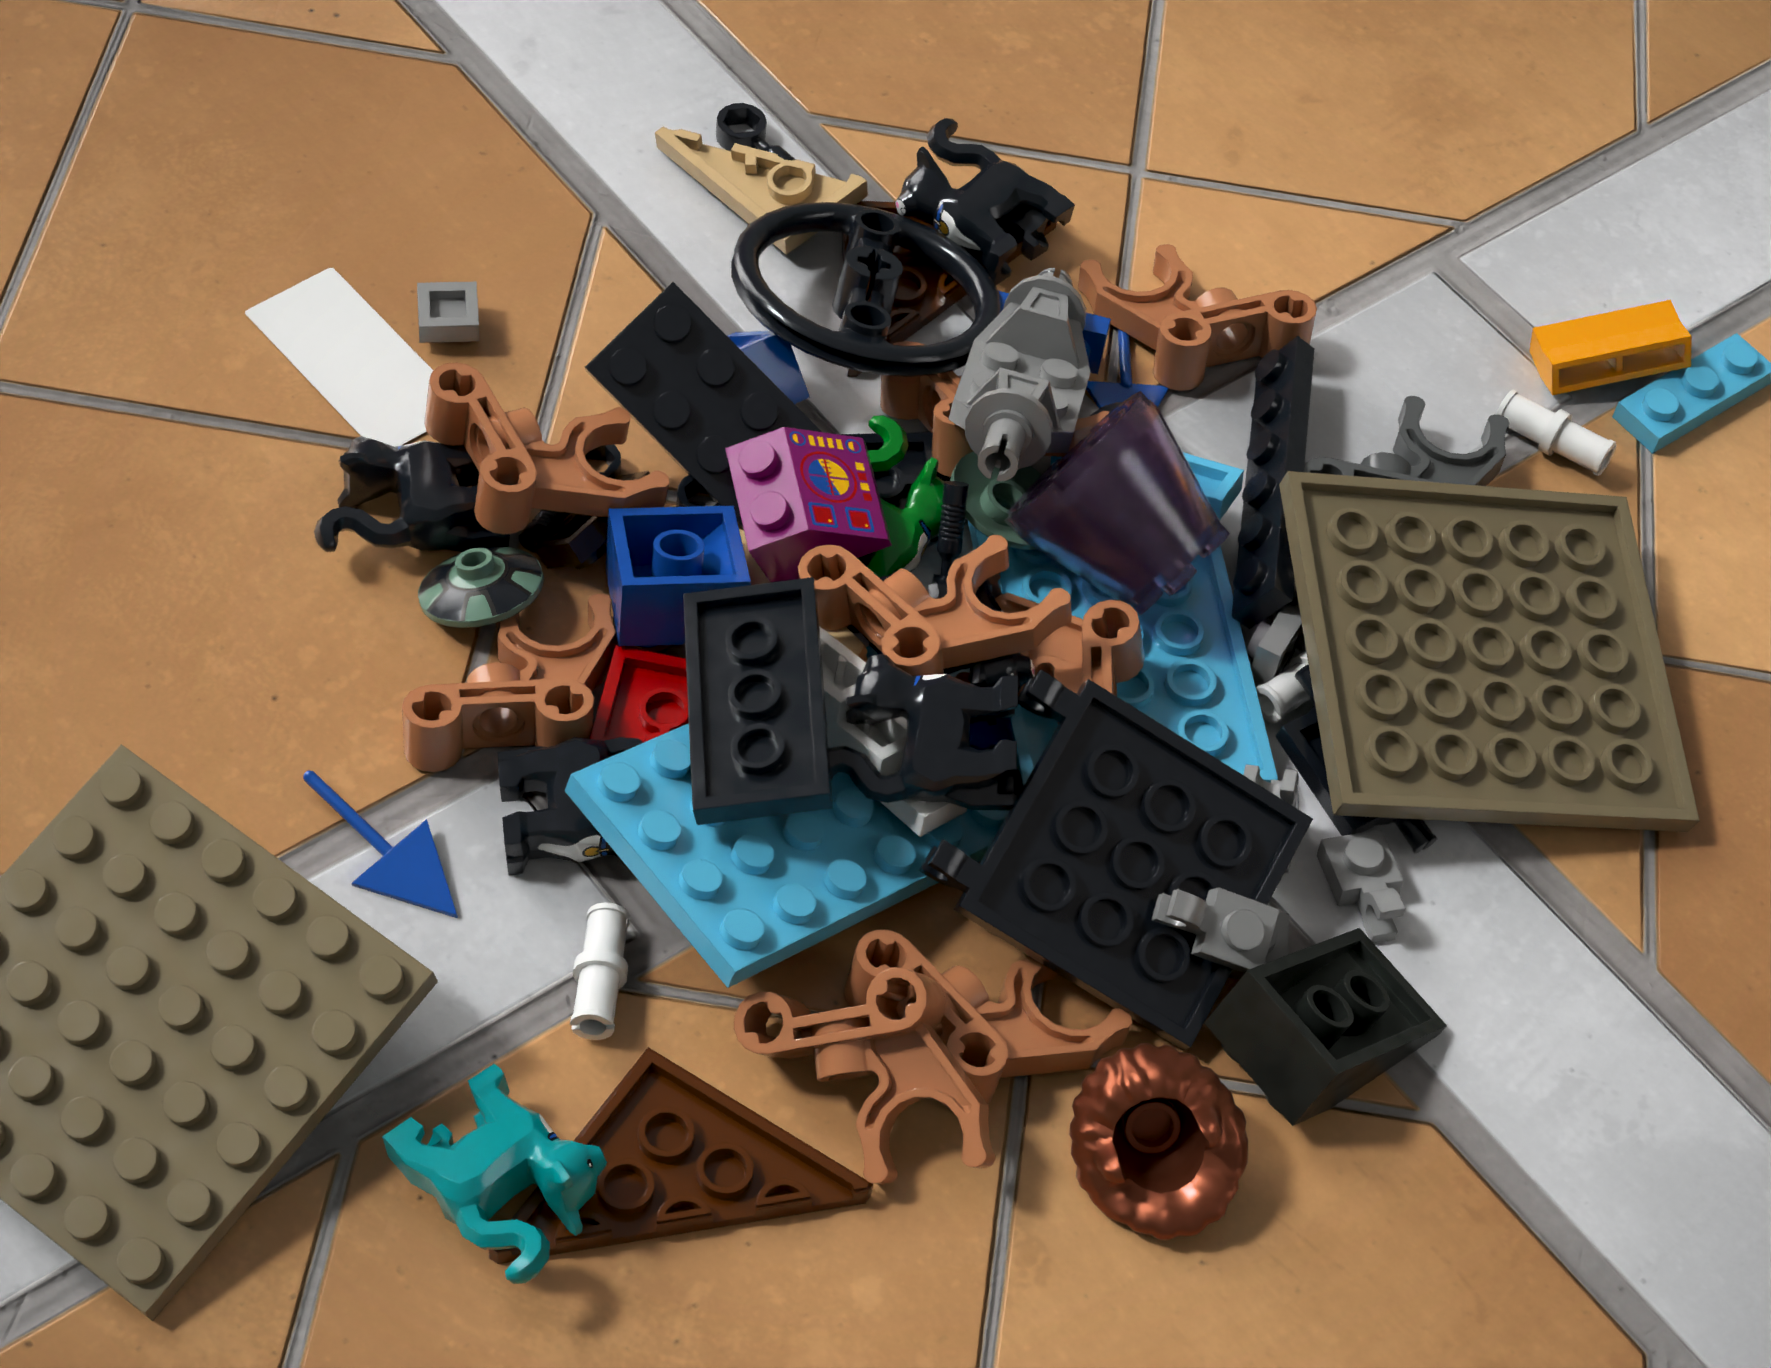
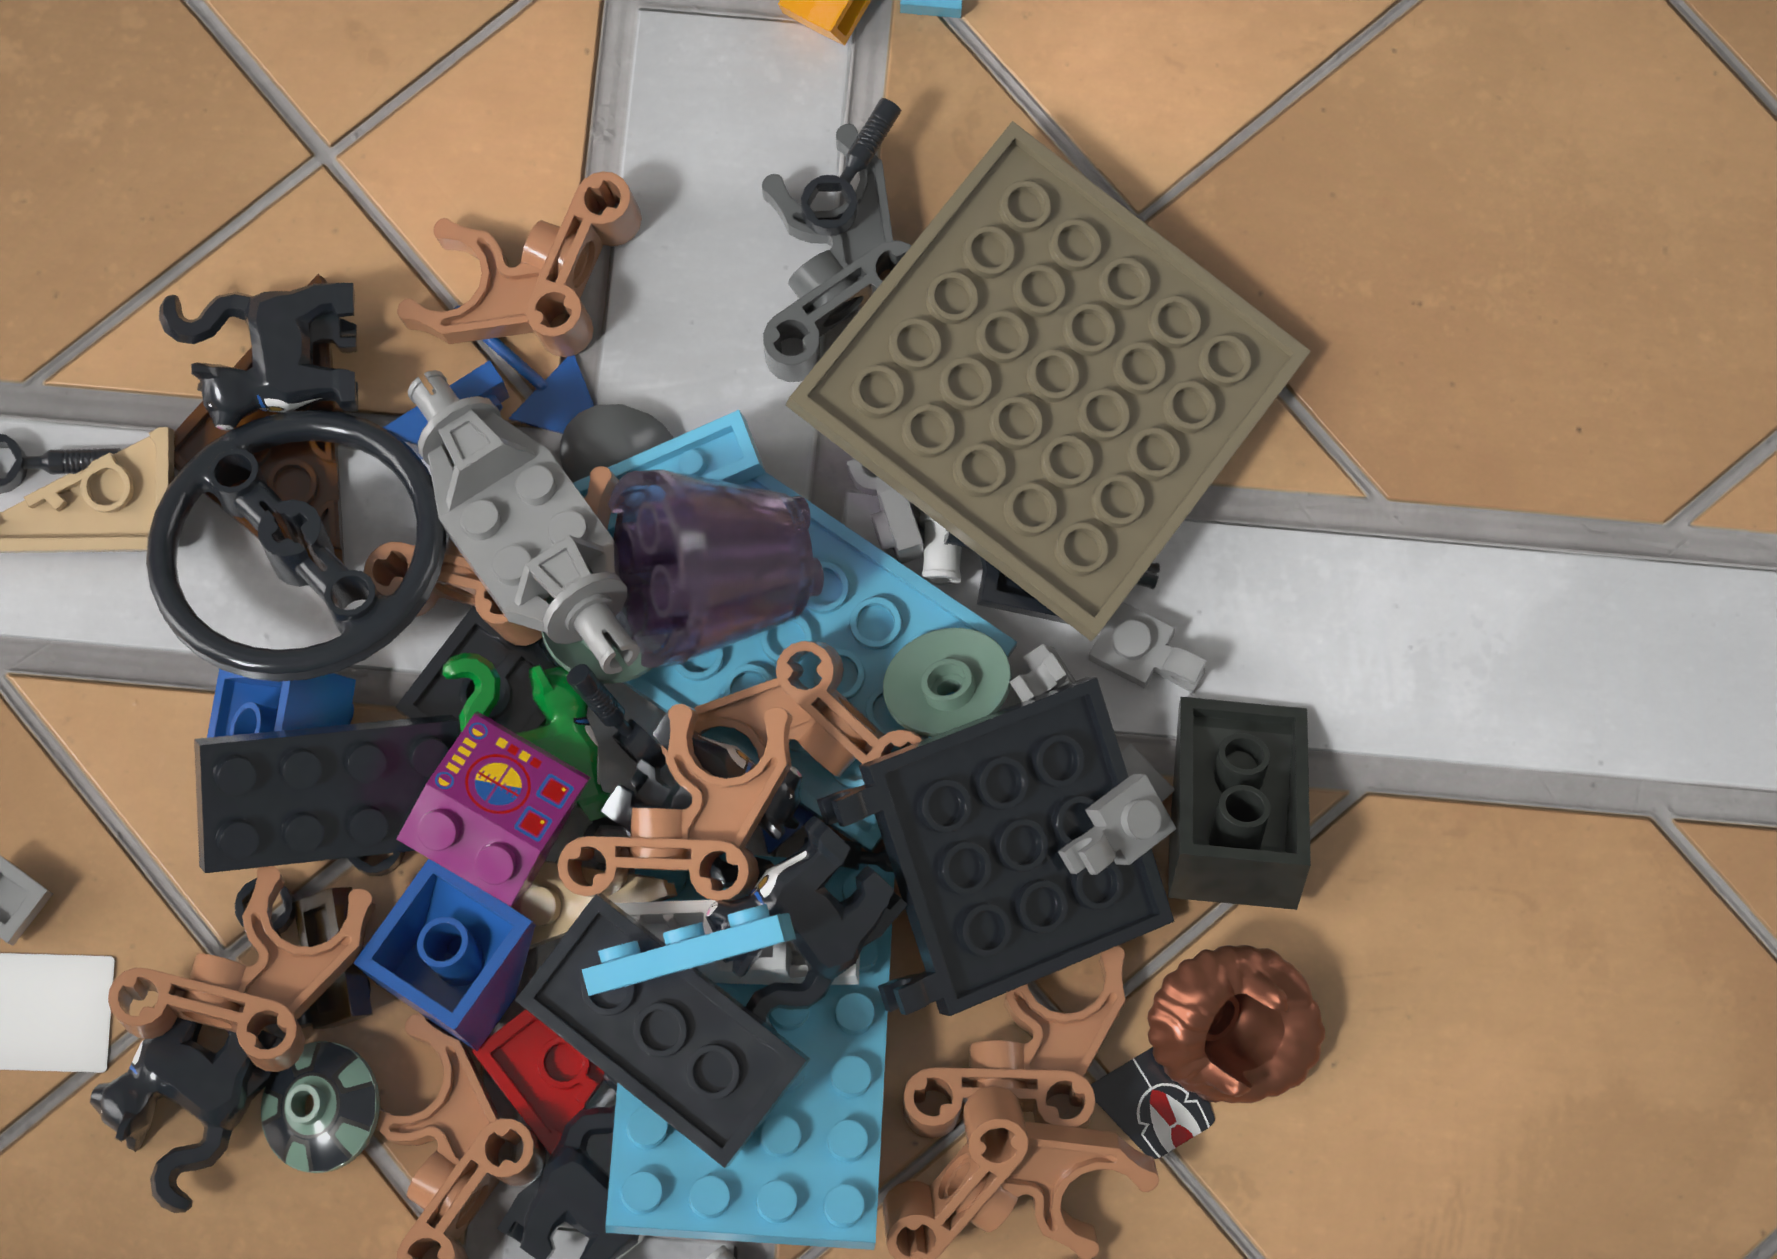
camera: 40 degrees left, 25 degrees up
(833, 644) = (687, 949): none -> medium azure plate
(1033, 1150) = (1151, 1105): none -> black sticker
(1209, 730) = (942, 664): none -> sand green dish
(1276, 446) = (747, 373): black plate -> none
(1456, 430) = (857, 159): none -> black piece
(1557, 433) = (896, 84): white pin -> none

